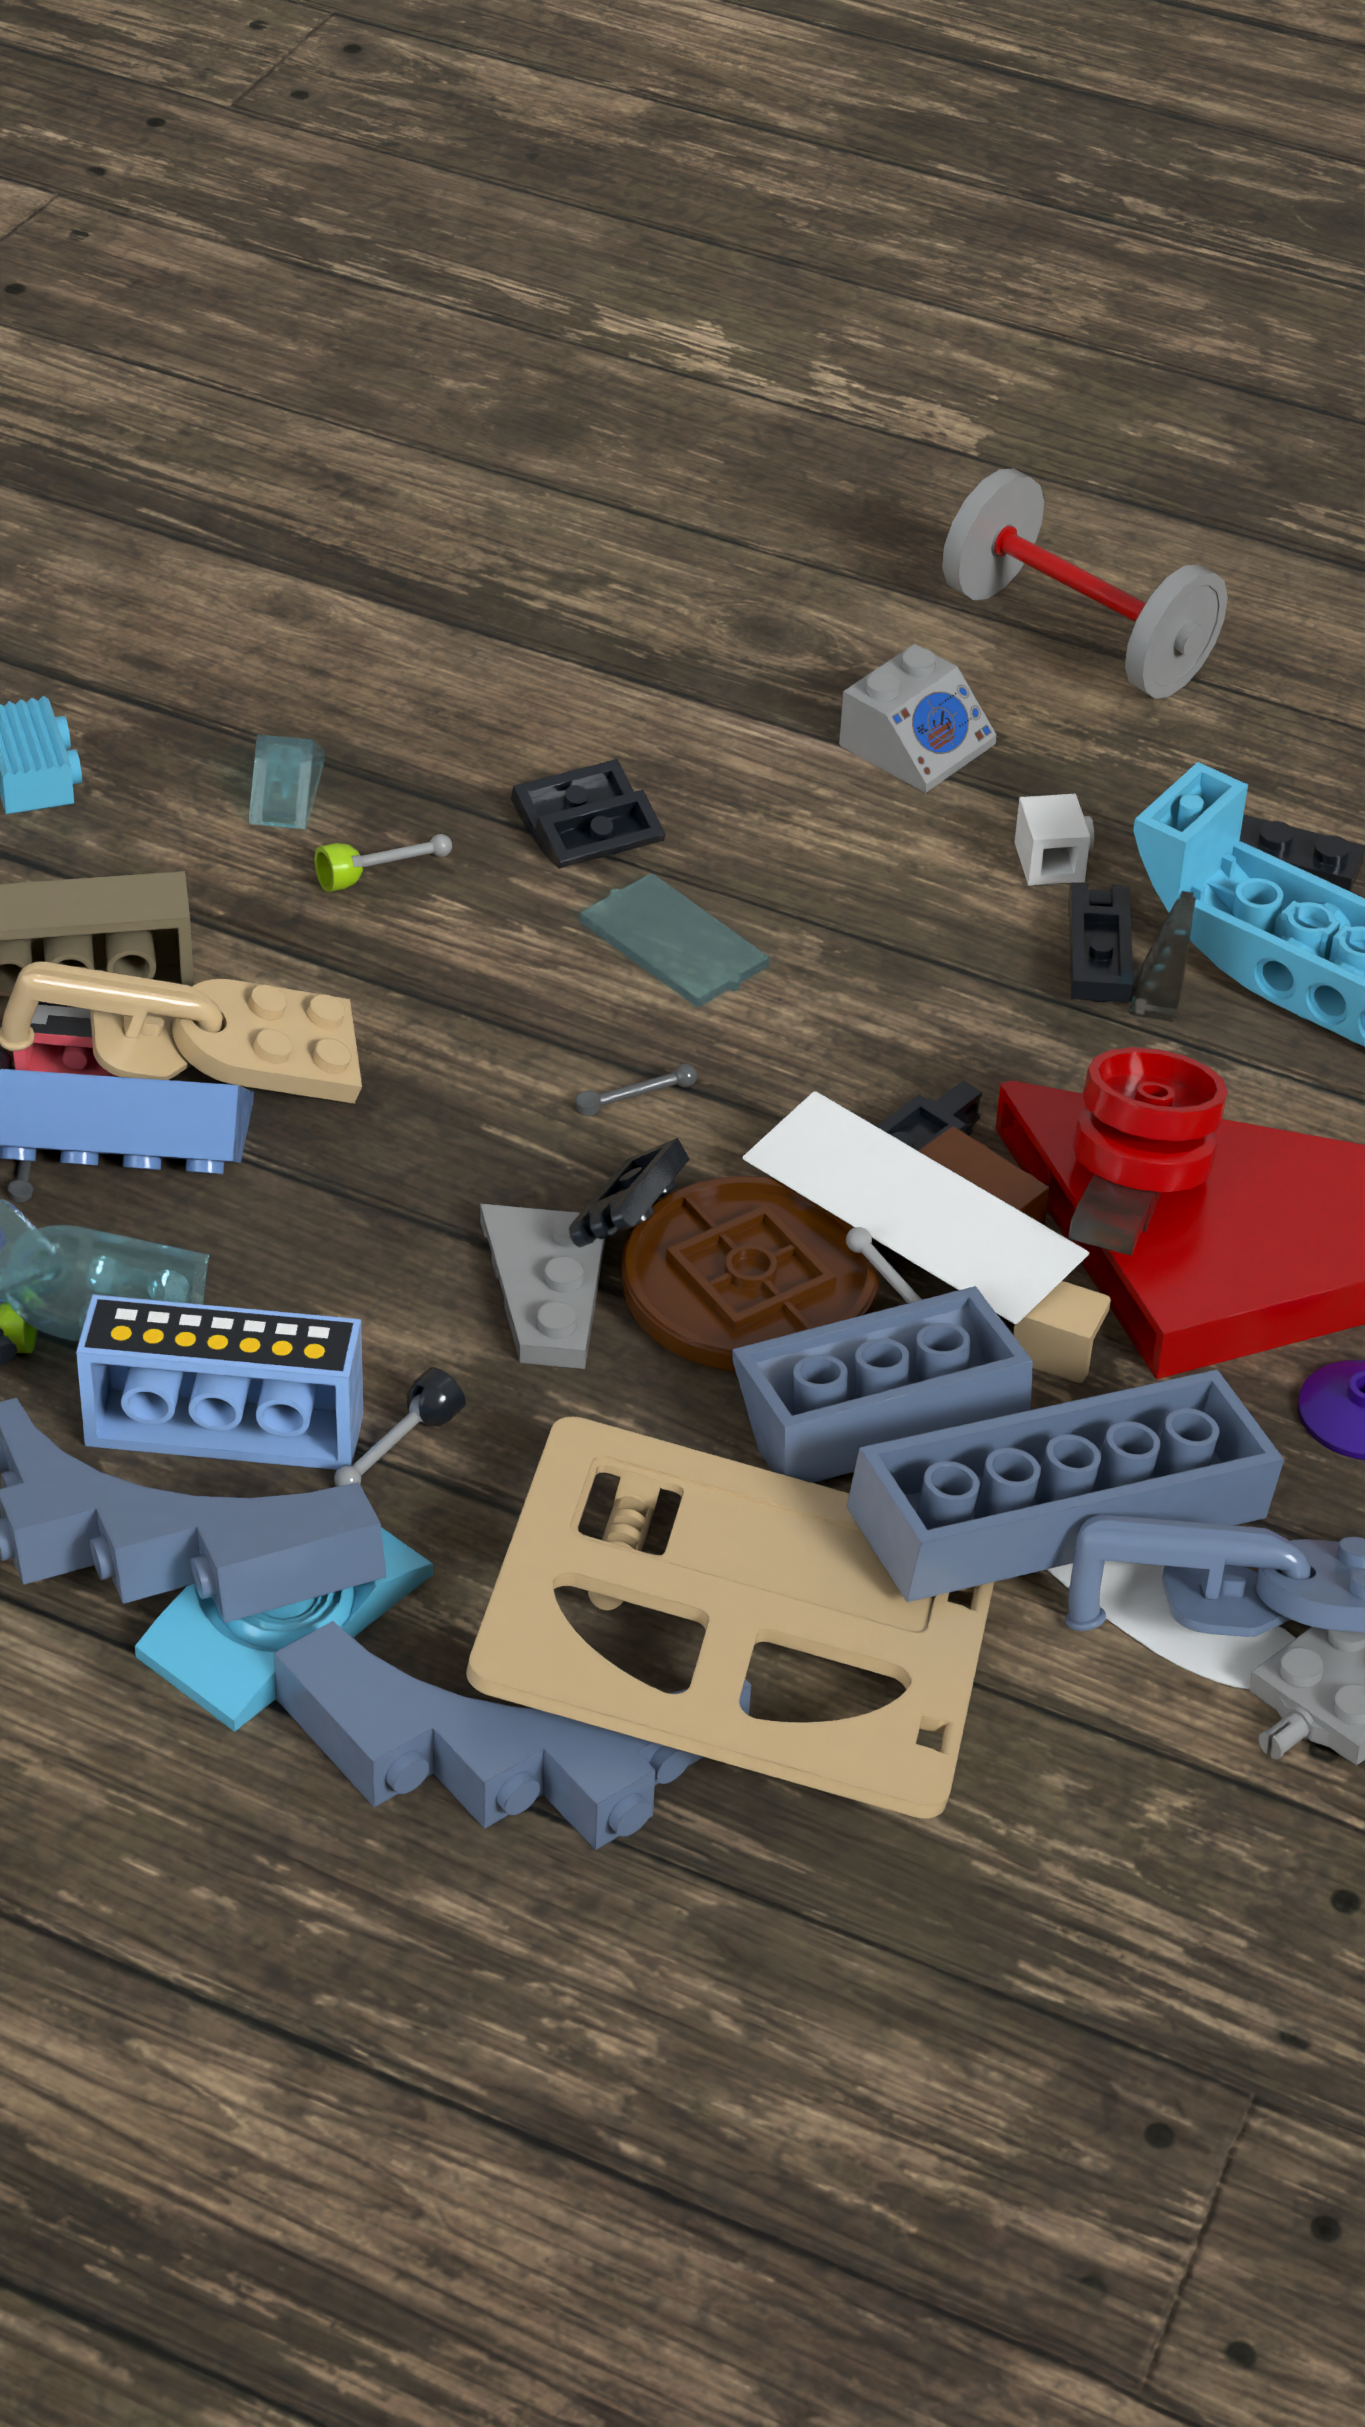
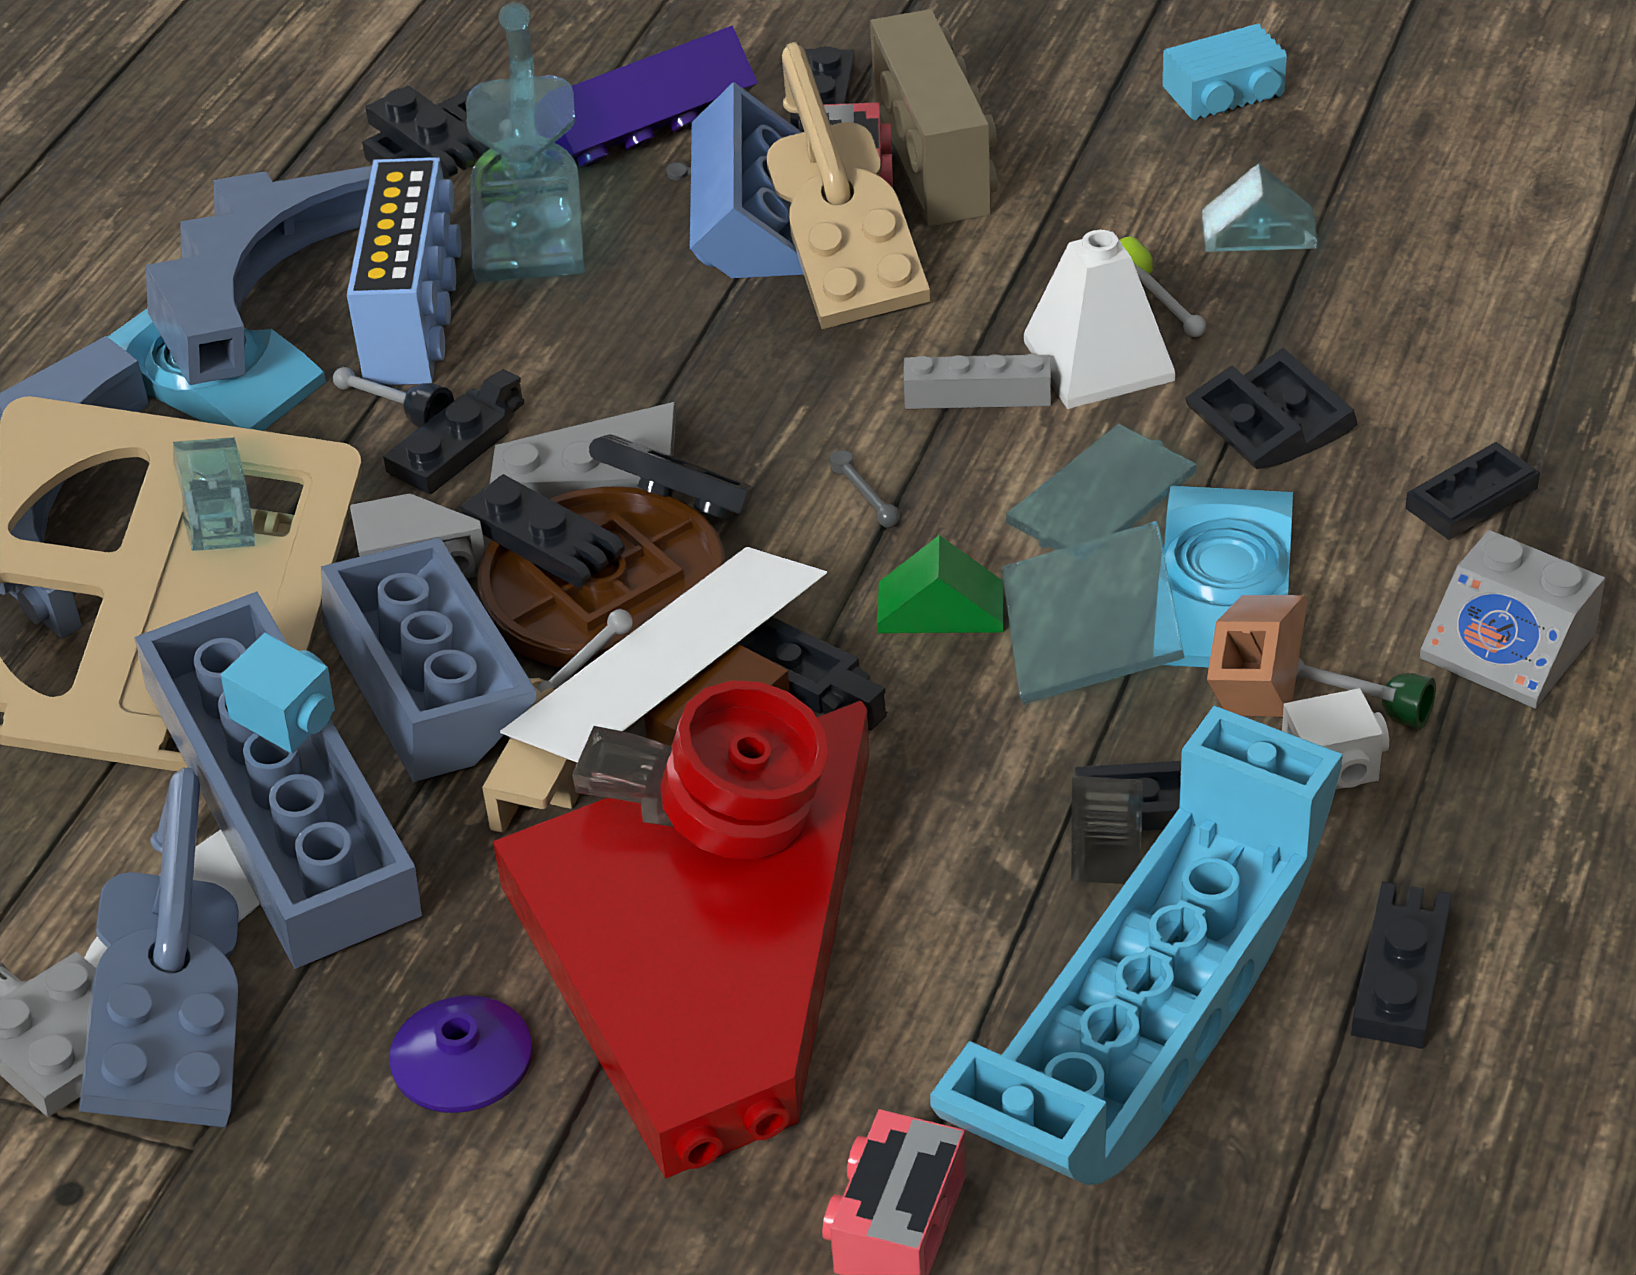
camera: 90 degrees right, 0 degrees up
(460, 886) = (1098, 325): none -> white slope
(495, 1391) = (457, 434): none -> black hinge
(497, 992) = (977, 381): none -> light grey piece
(626, 1510) = (213, 494): none -> clear light blue slope
(683, 1399) = (411, 520): none -> light grey slope
(701, 1295) = (542, 530): none -> black hinge
(736, 717) = (1472, 490): none -> black plate
(809, 874) = (1219, 549): none -> medium azure slope
(817, 1053) = (940, 593): none -> green slope
(864, 953) = (1091, 613): none -> clear light blue piece
(954, 847) = (1257, 654): none -> nougat slope
(991, 804) = (1405, 697): none -> dark green hinge
(1035, 1416) = (278, 692): none -> medium azure brick

